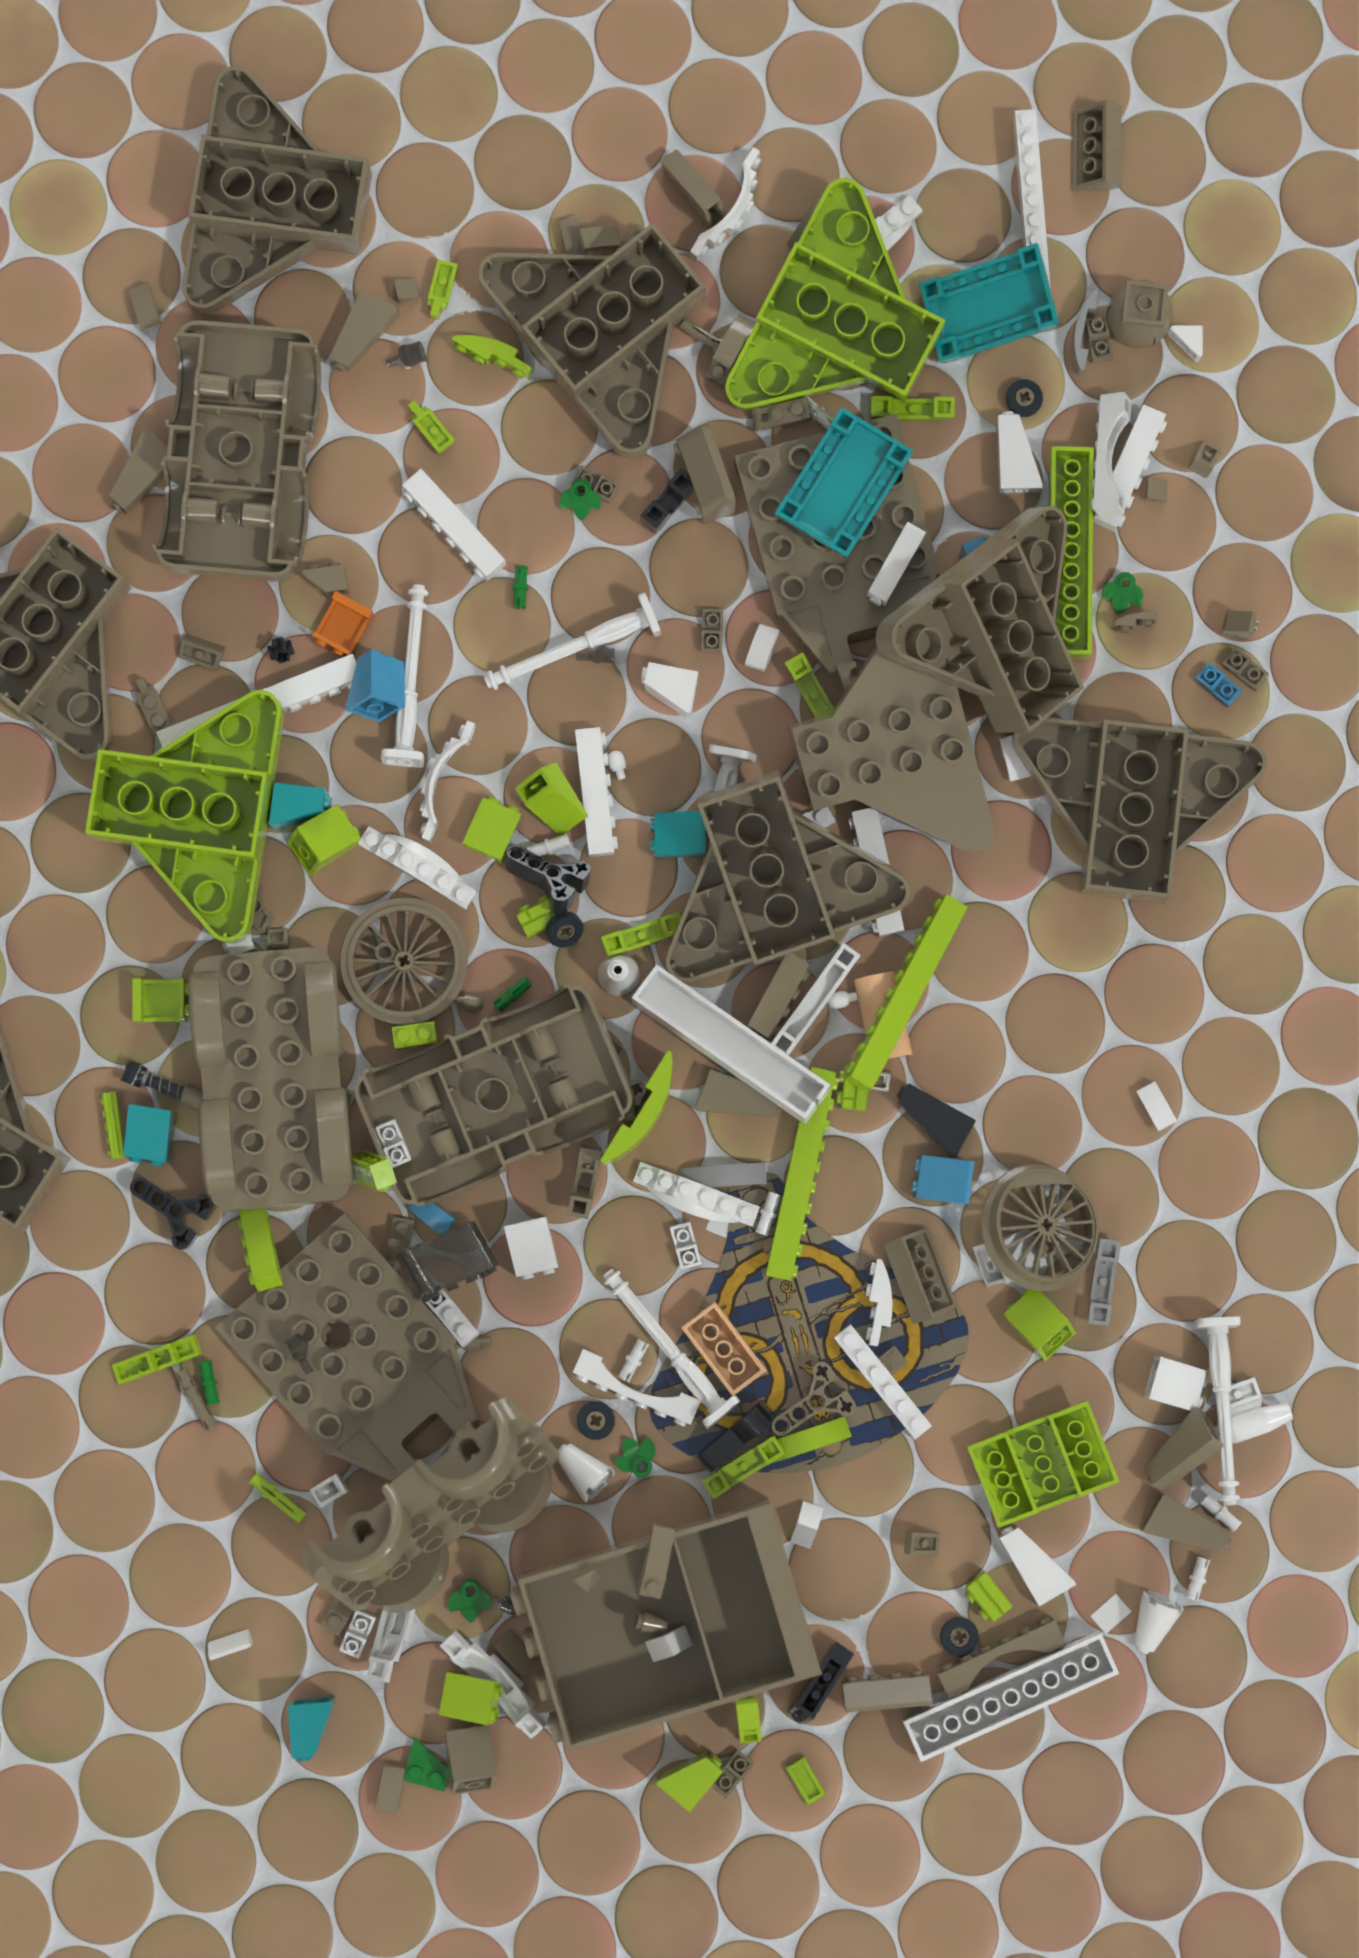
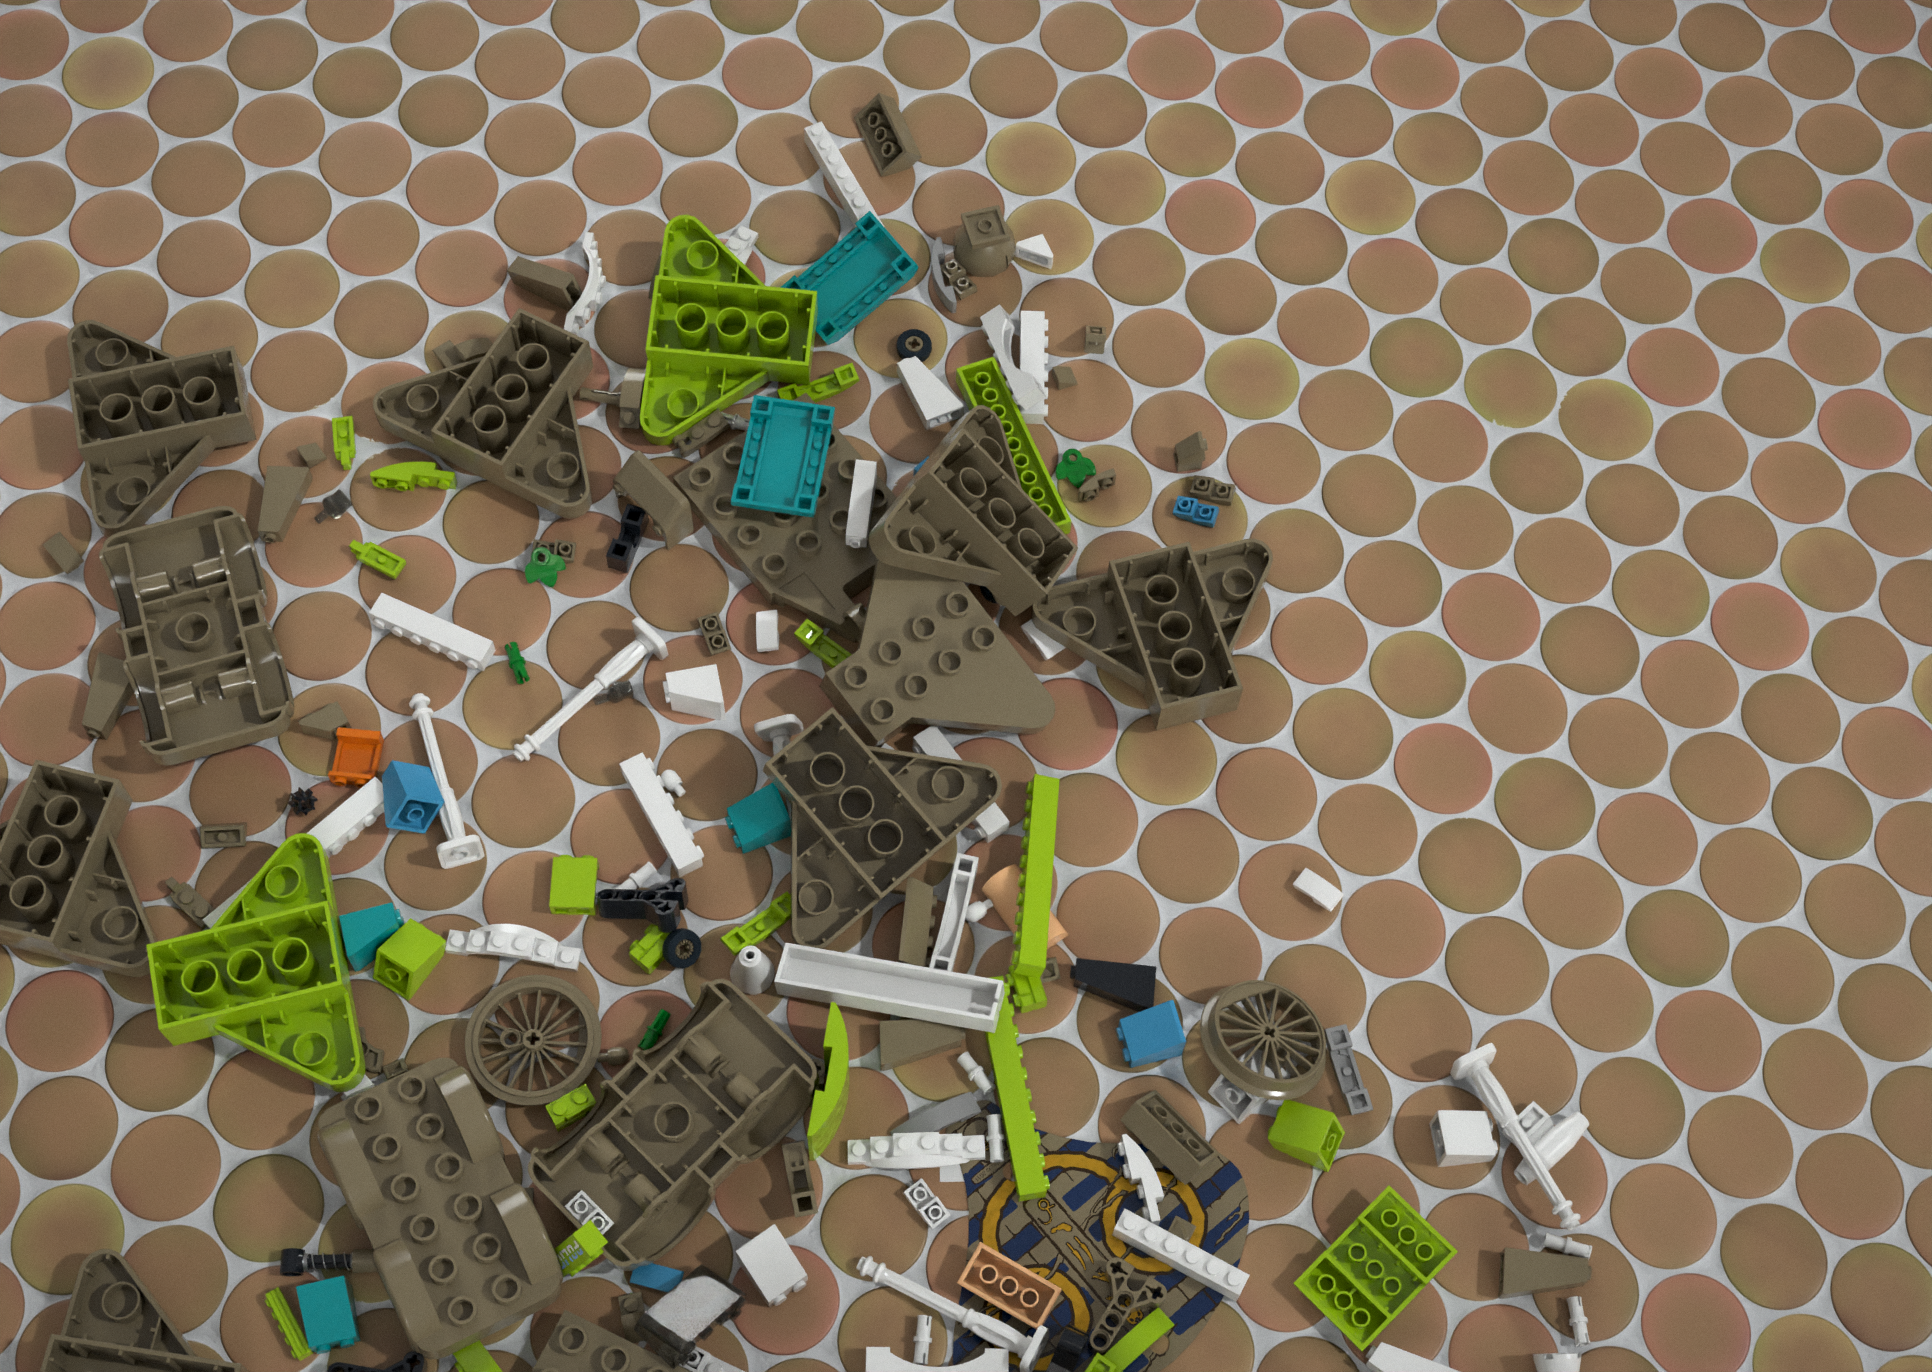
camera: 25 degrees left, 20 degrees down
(160, 1000) = (295, 1178): lime panel -> none
(435, 766) = (496, 851): white piece -> none
(552, 799) = (622, 833): lime slope -> none
(776, 1148) = (976, 1073): none -> white pin
(1184, 1450) = (1503, 1197): dark tan slope -> none

